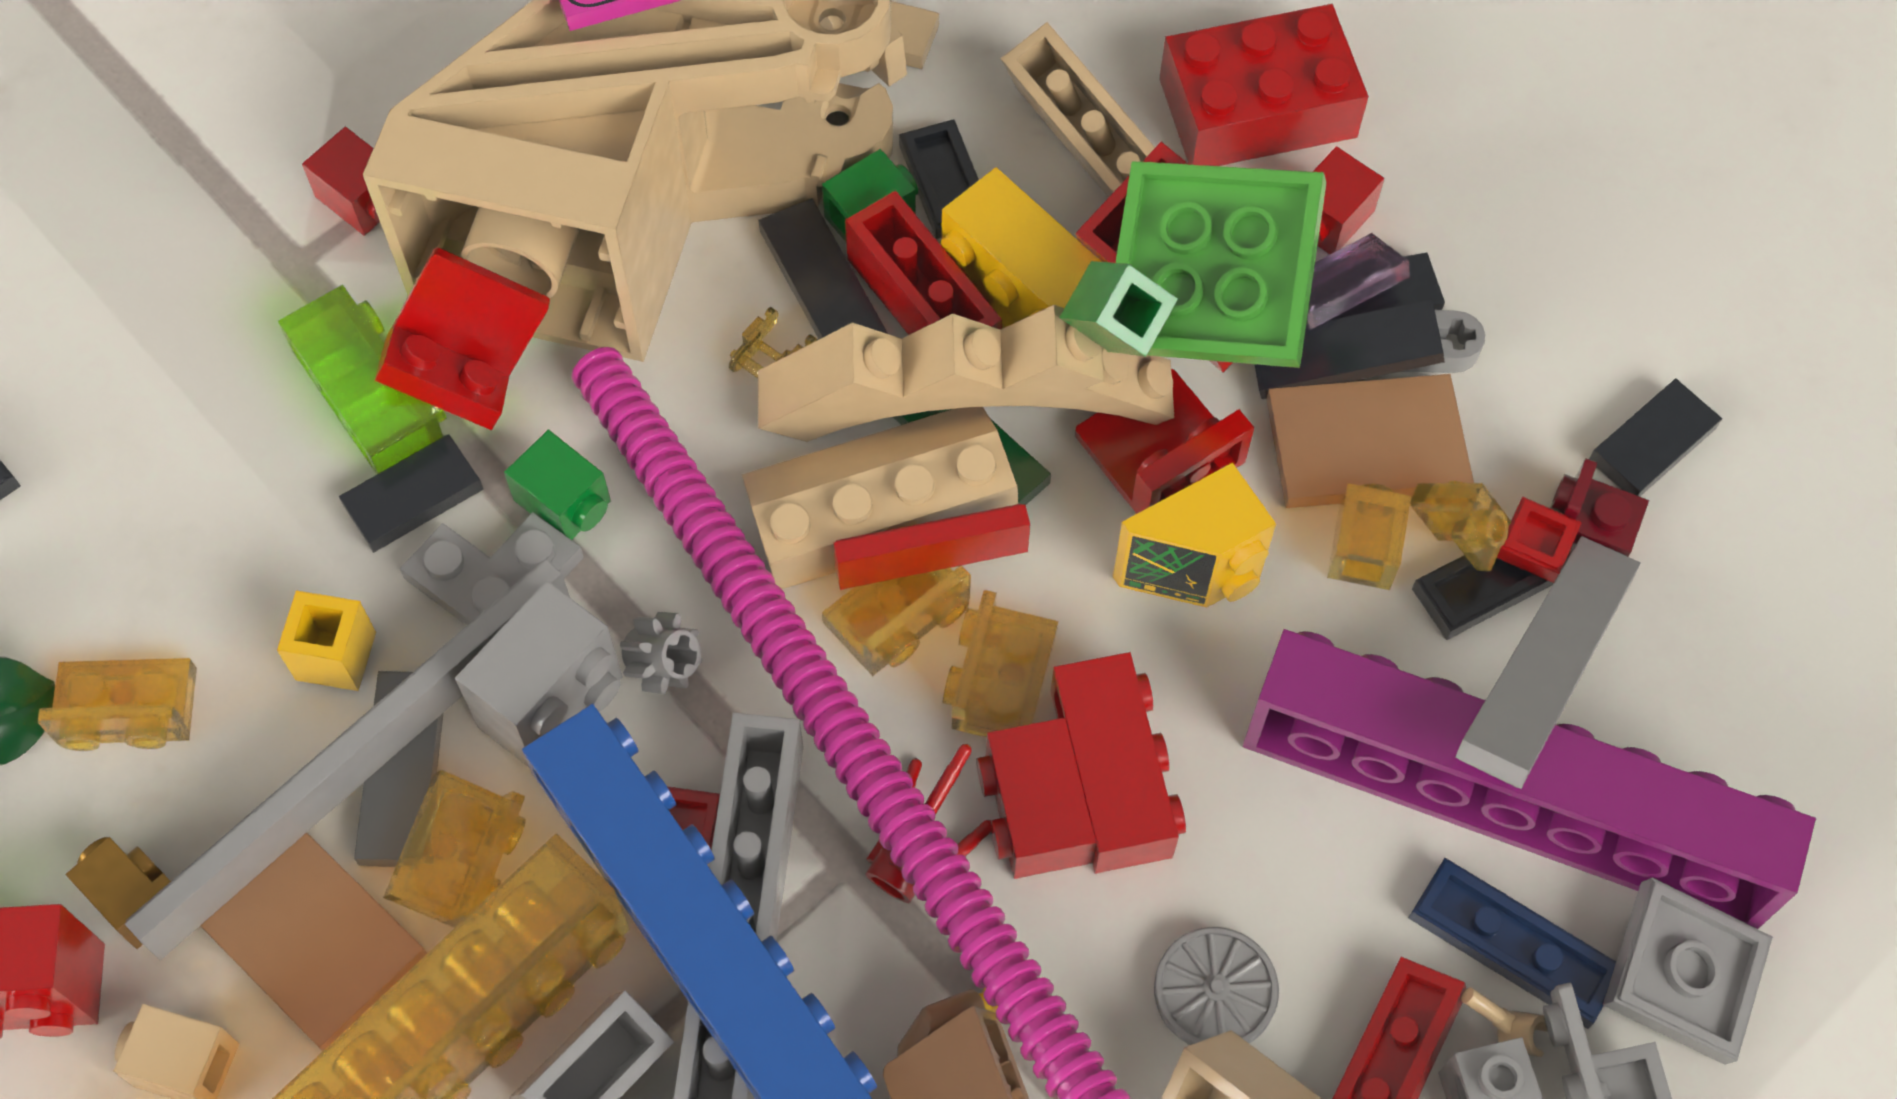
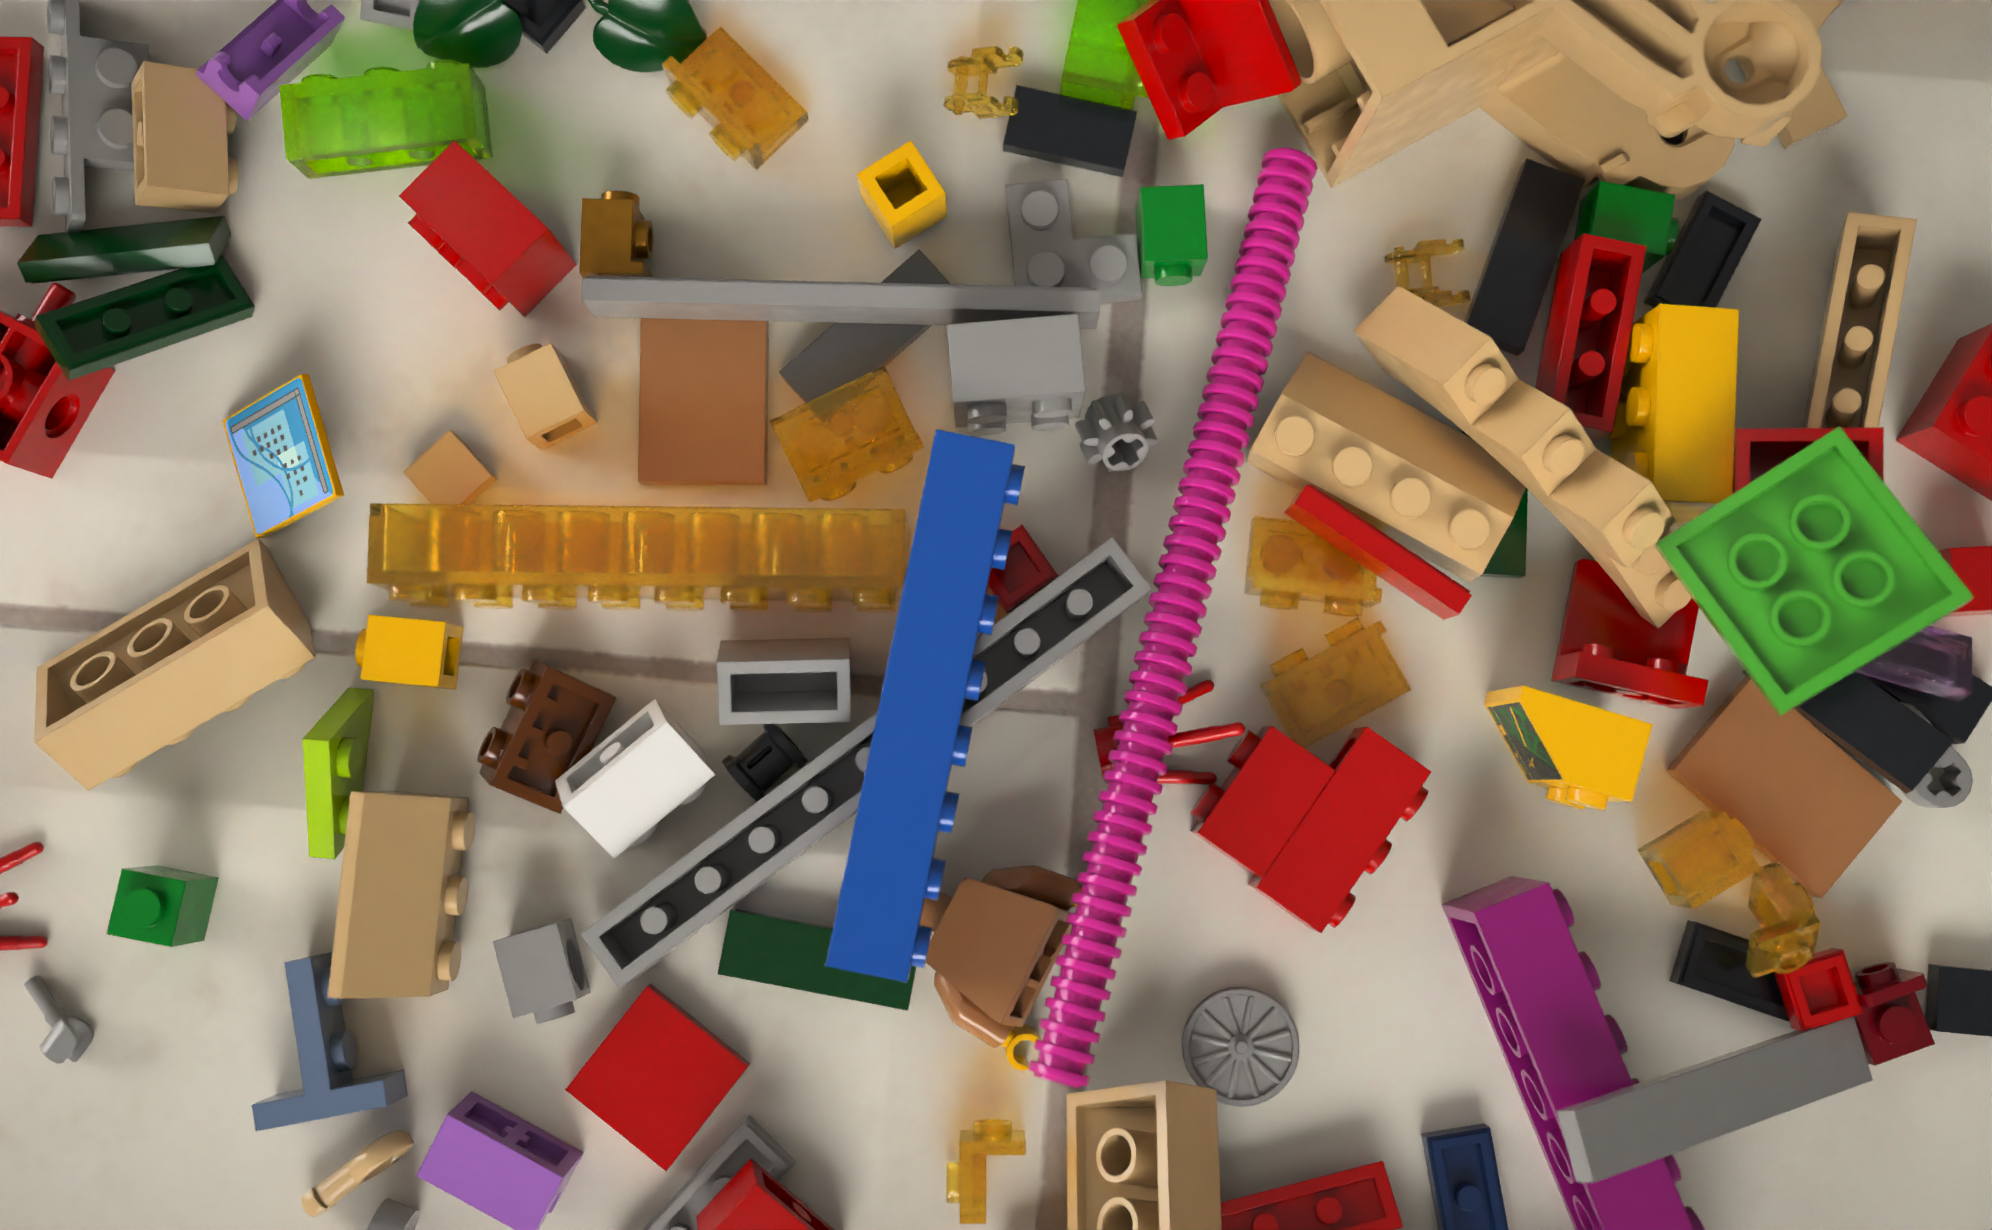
camera: 45 degrees right, 20 degrees up
(298, 504) = (981, 63): none -> clear yellow piece
(1118, 308) = (1693, 539): green brick -> none

